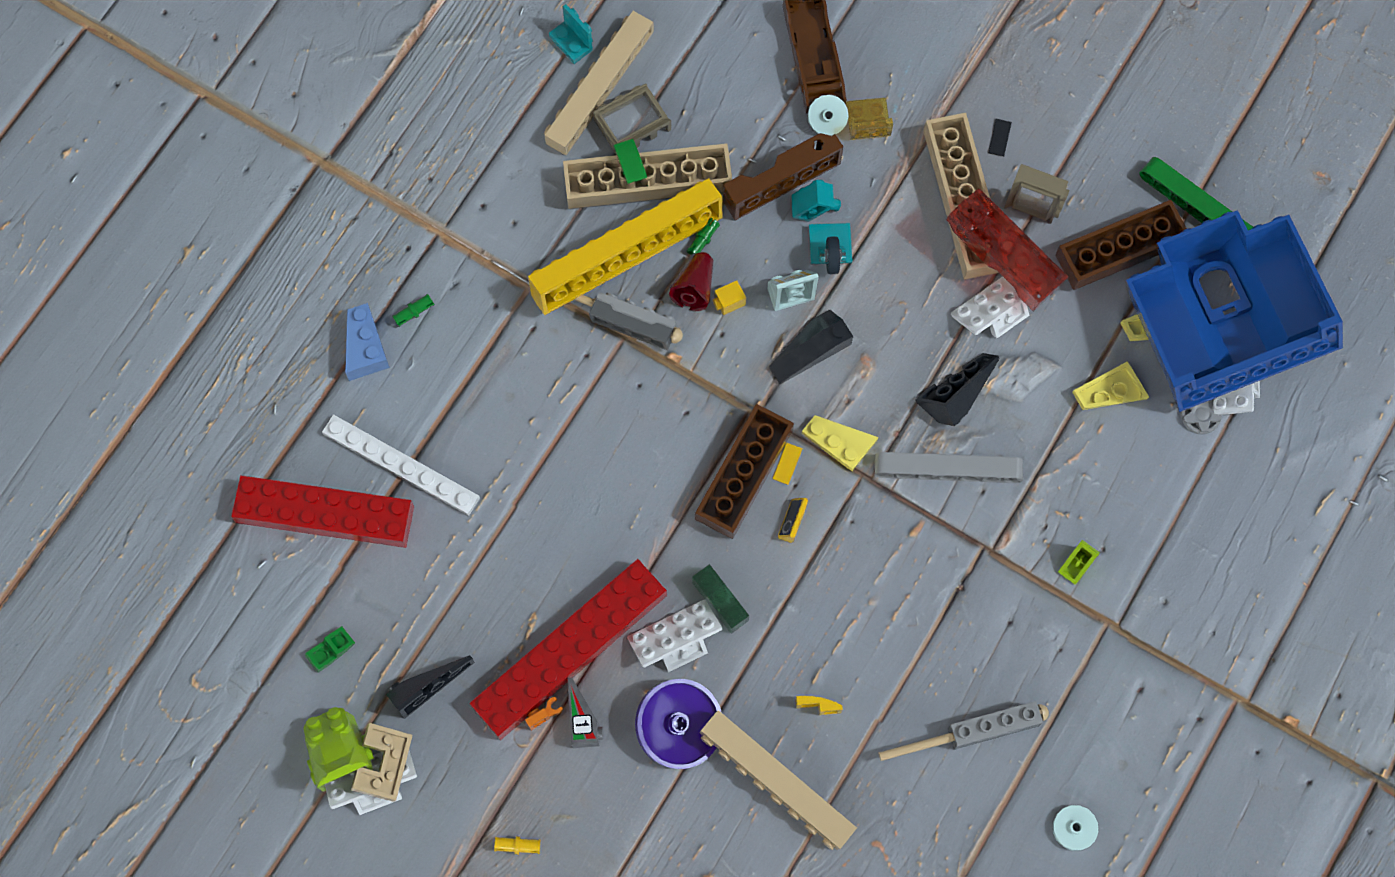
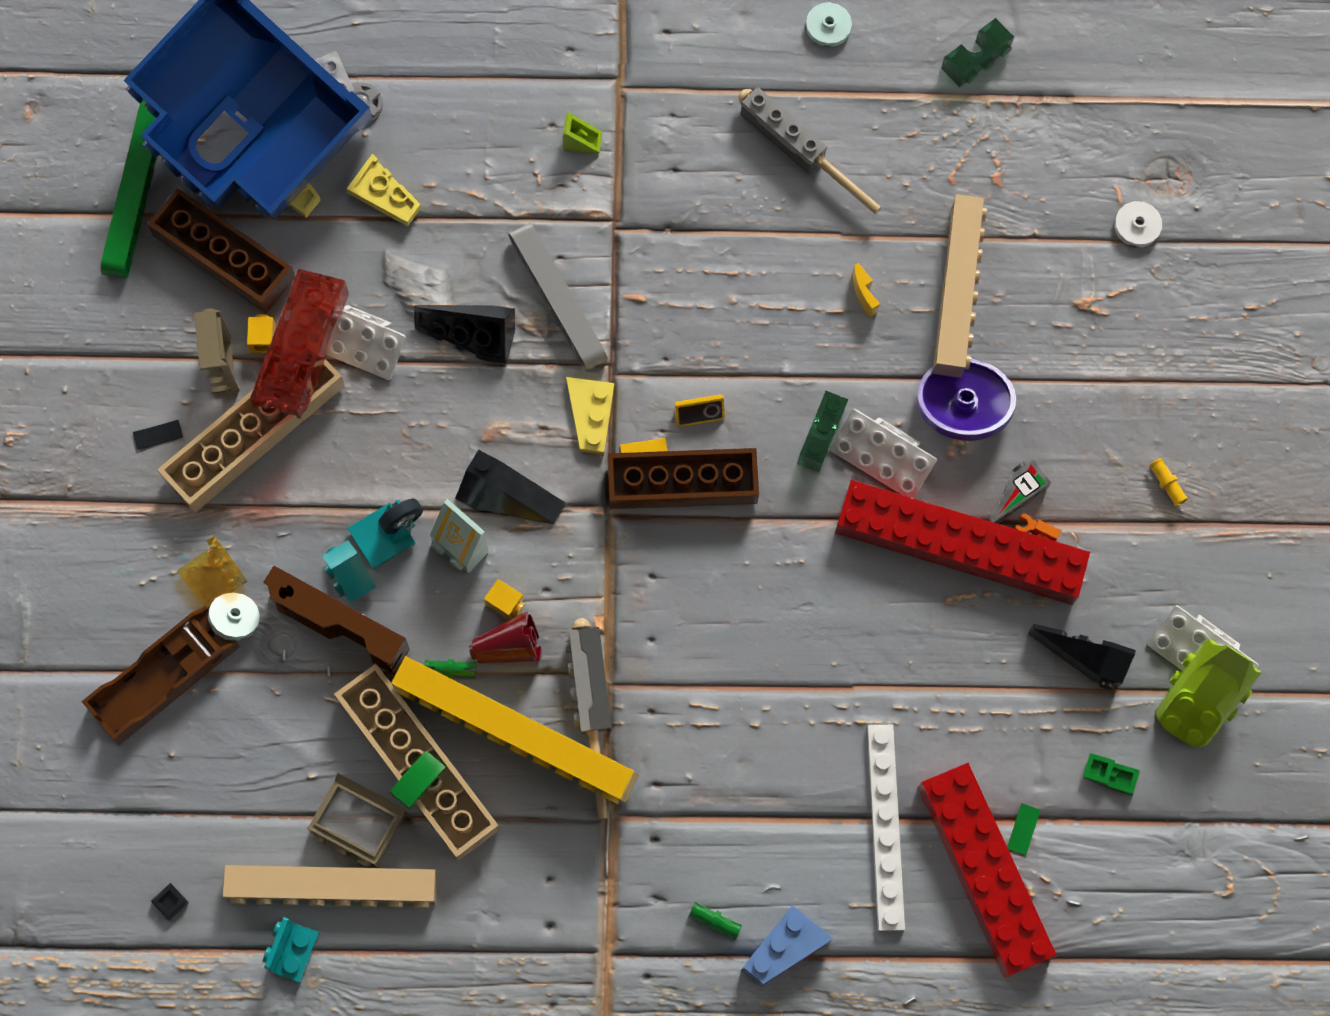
camera: 125 degrees left, 0 degrees up
(335, 562) = (1023, 829): none -> green sticker
(395, 750) = (1170, 635): tan plate -> none
(1041, 238) = (260, 333): none -> yellow brick

